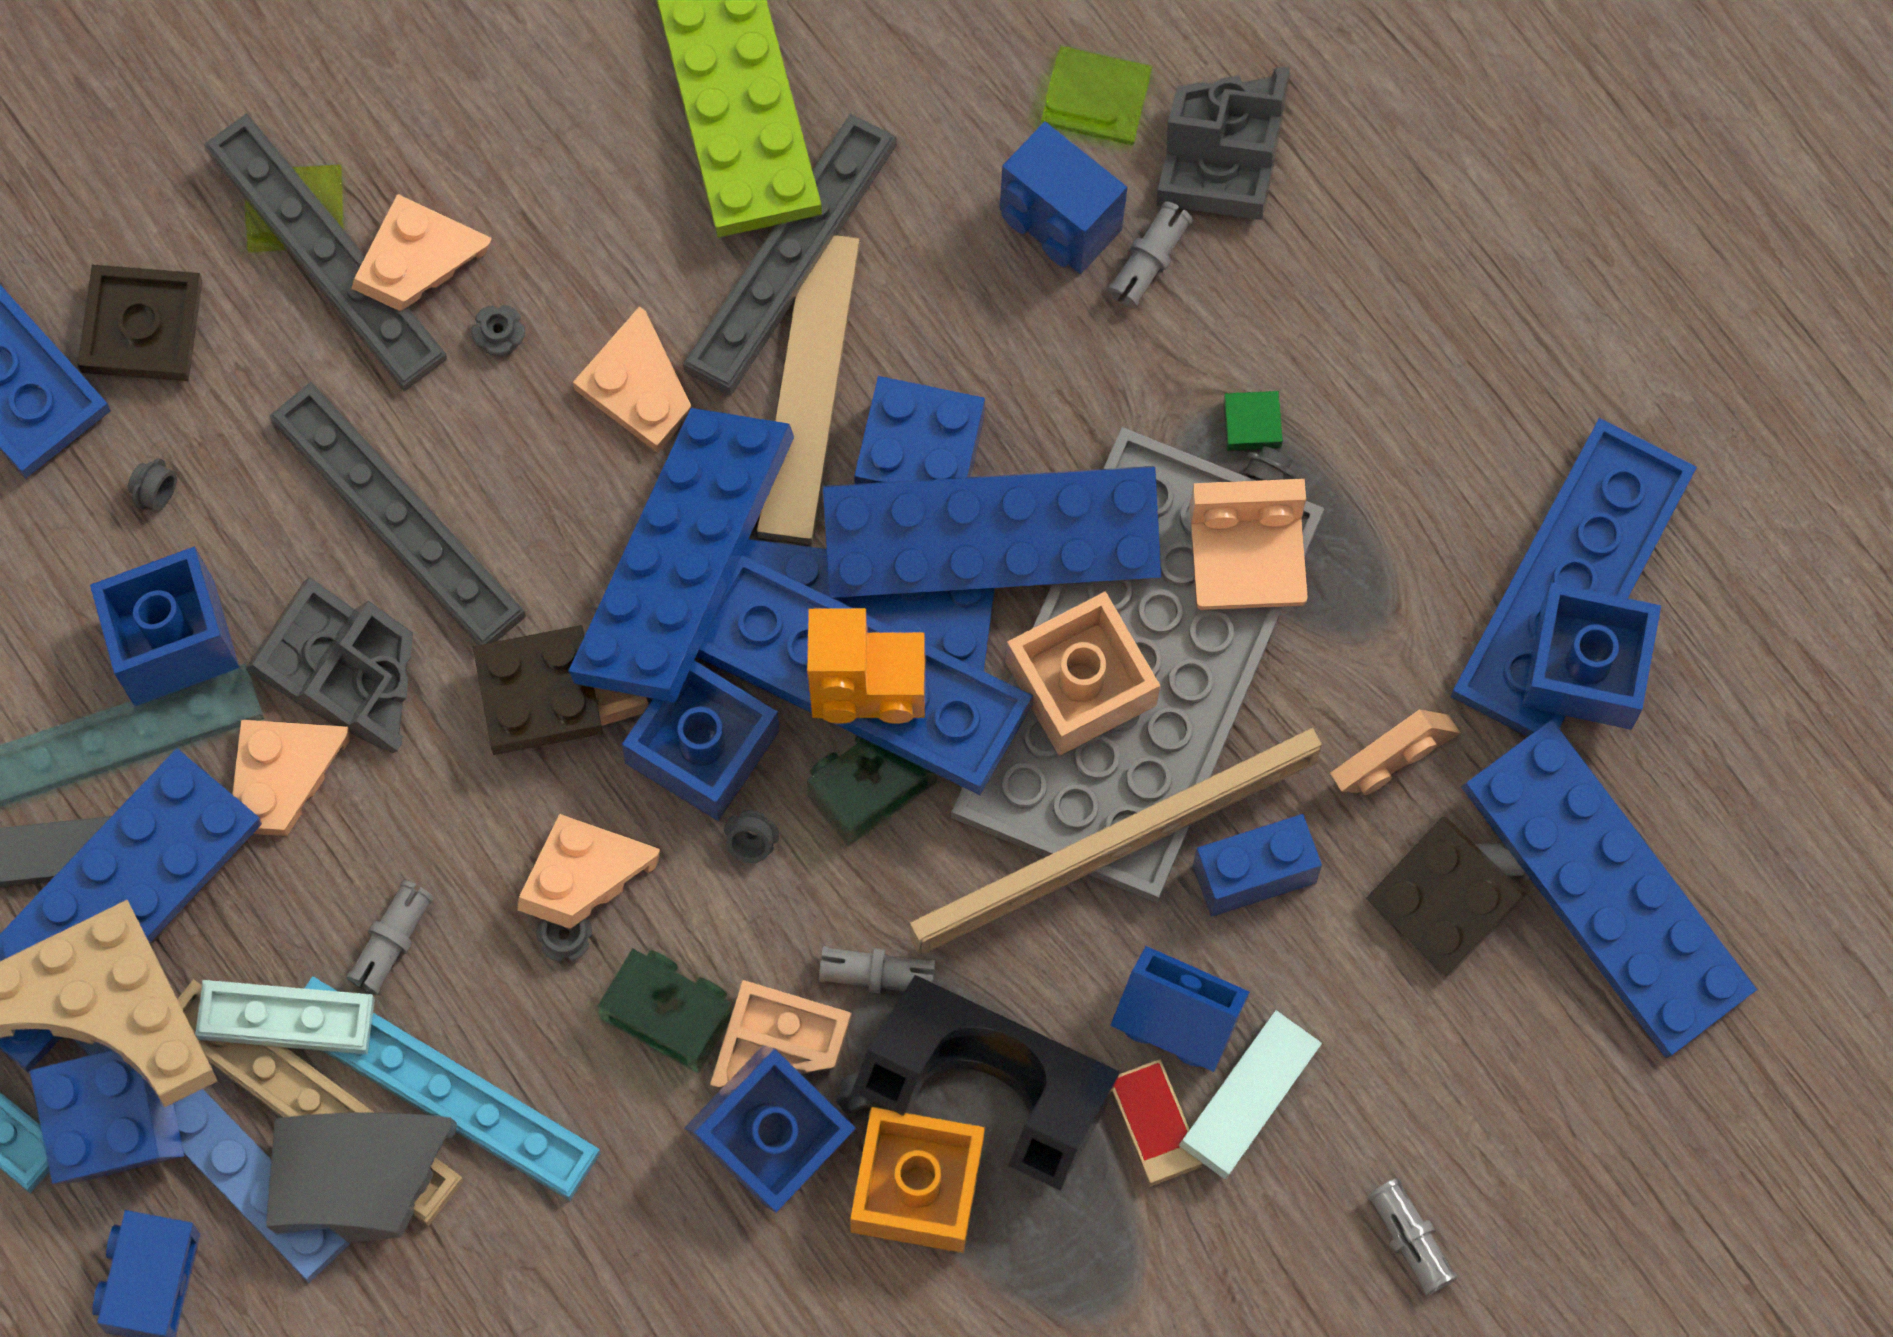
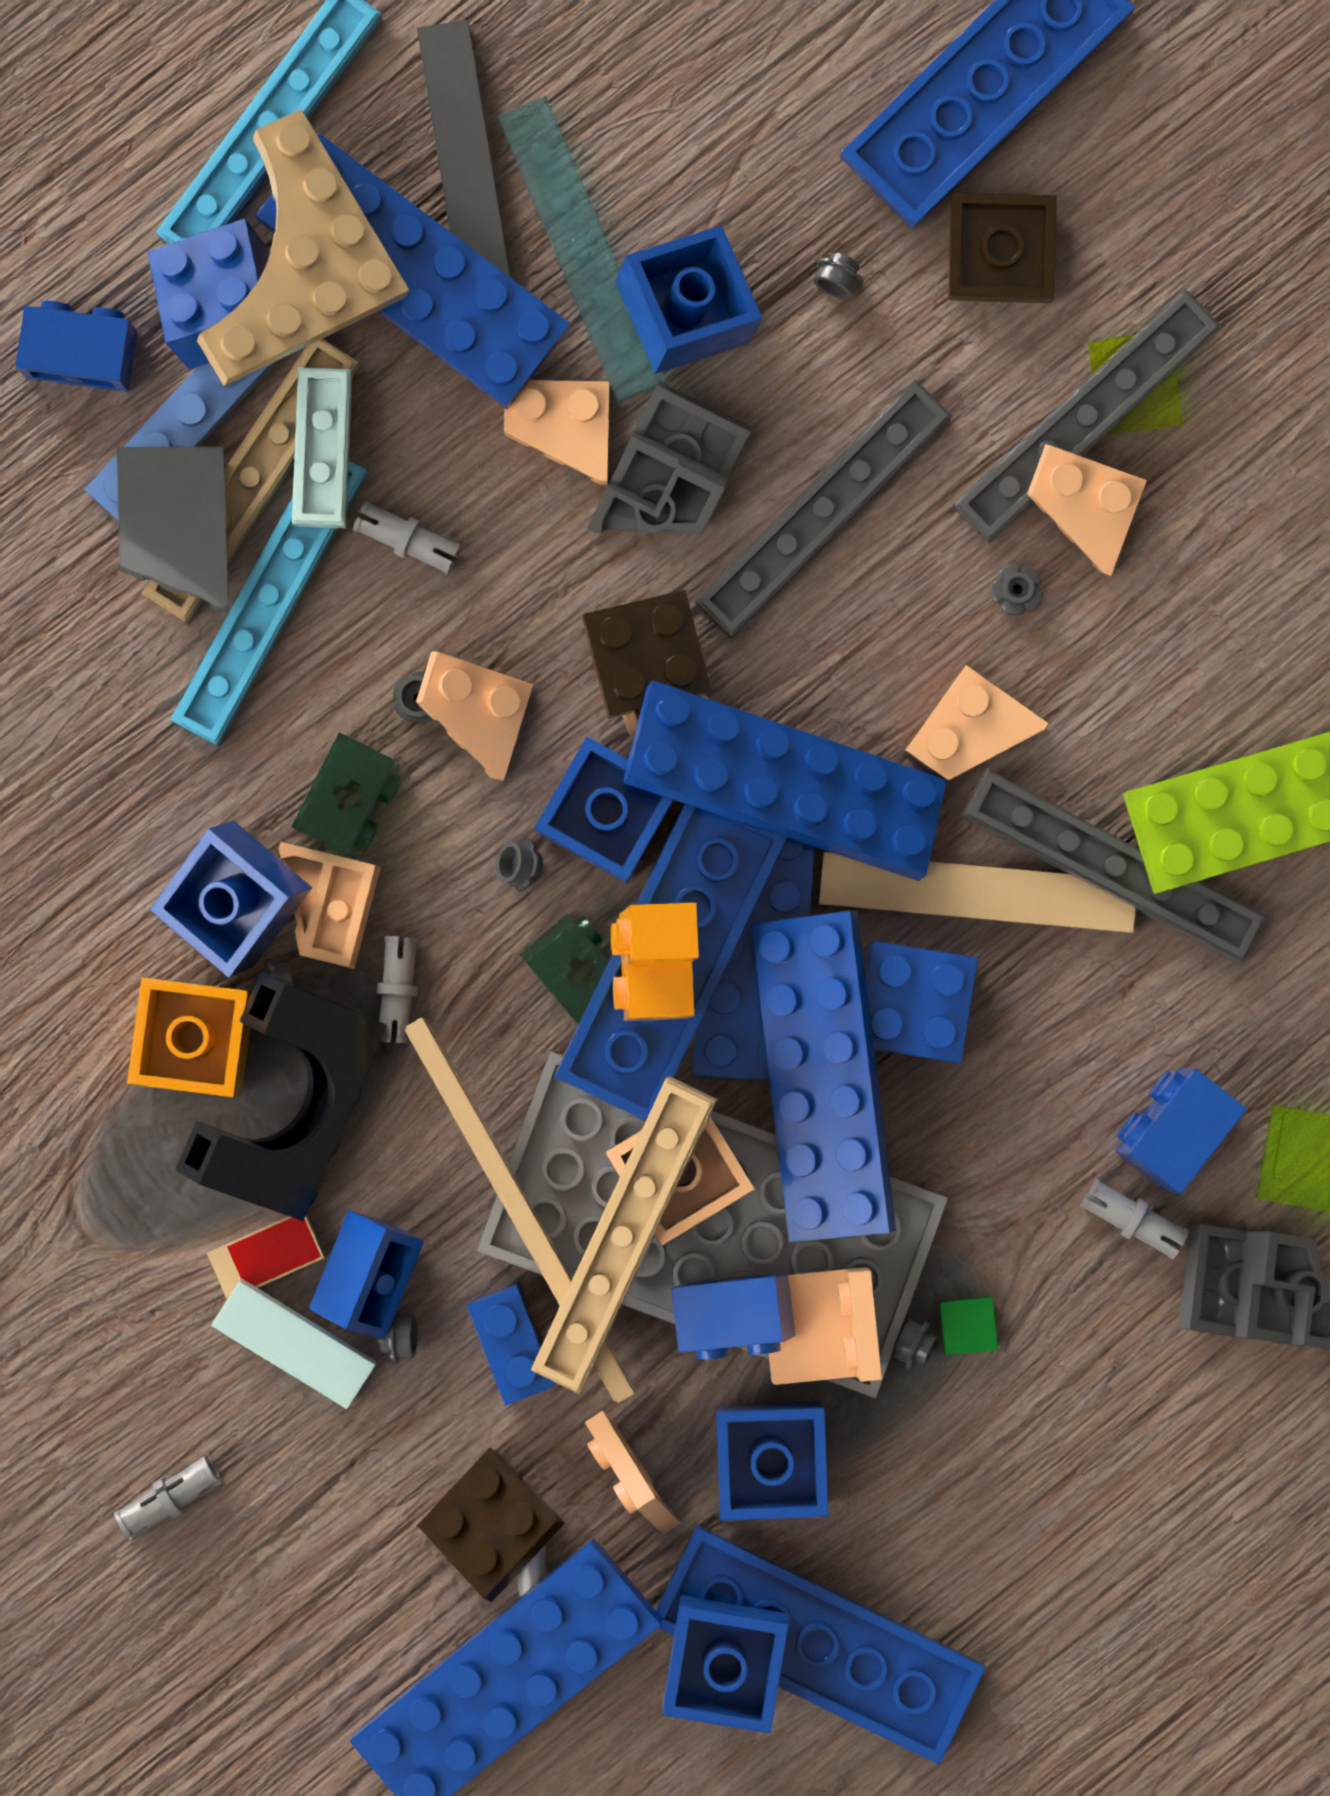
camera: 90 degrees right, 15 degrees up
(1148, 721) = (624, 1234): none -> tan tile
(1233, 629) = (733, 1314): none -> blue brick
(1253, 980) = (401, 1338): none -> dark grey plate
(1385, 609) = (771, 1461): none -> blue brick

